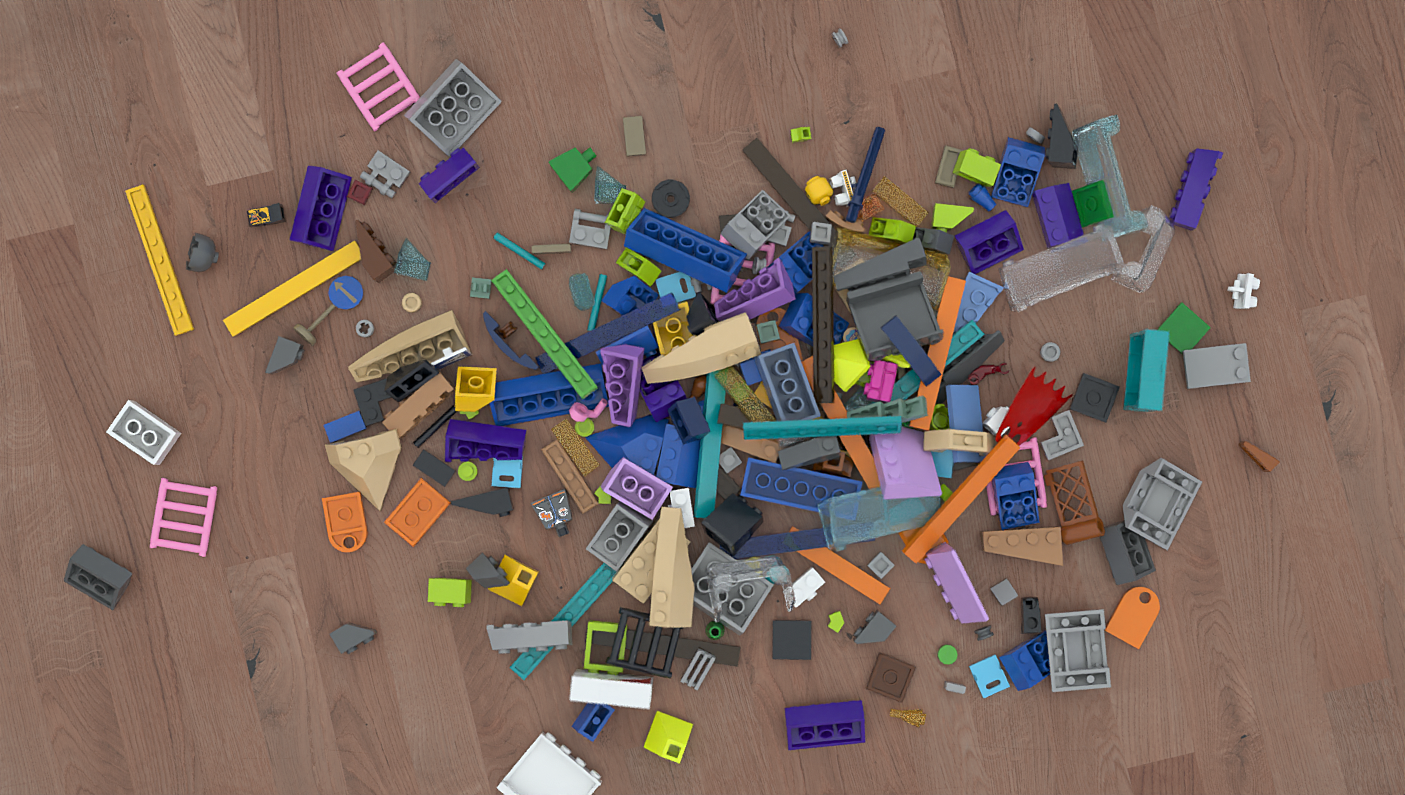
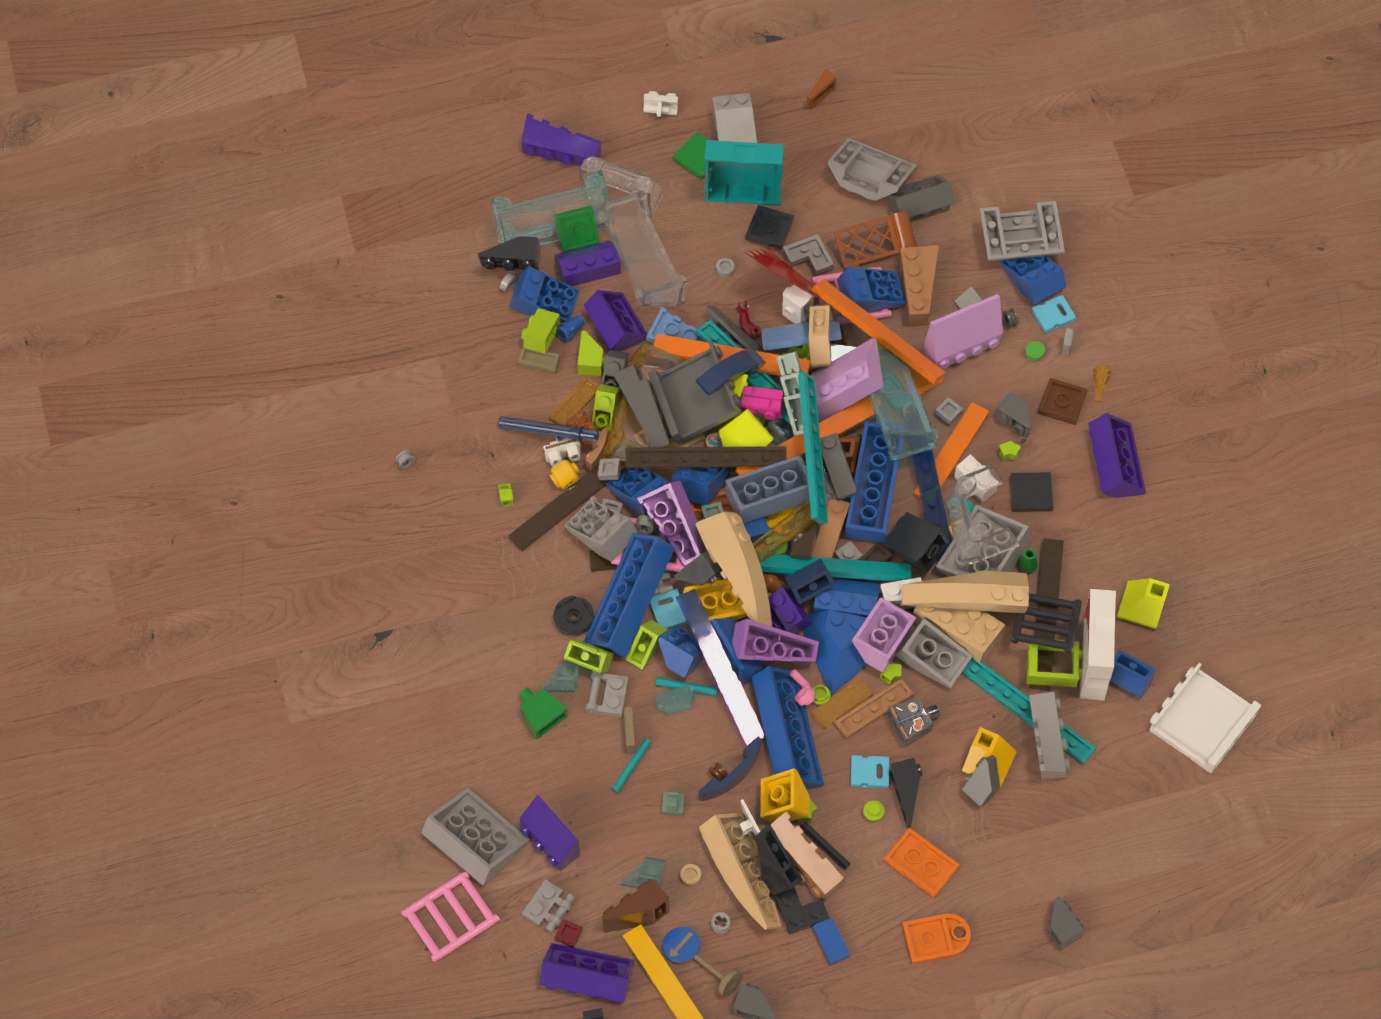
camera: 90 degrees left, 25 degrees down
(367, 463) = (871, 913): tan wedge -> none
(434, 468) = (872, 846): black tile -> none
(449, 591) = (1006, 822): lime brick -> none
(483, 441) = (841, 793): dark purple wedge -> none
(544, 334) = (722, 730): bright green tile -> none
(634, 136) = (506, 654): dark tan tile -> none
(690, 682) = (1070, 573): light grey tile -> none
(1030, 615) = (990, 277): black leg -> none
(1132, 617) = (983, 190): orange tile -> none

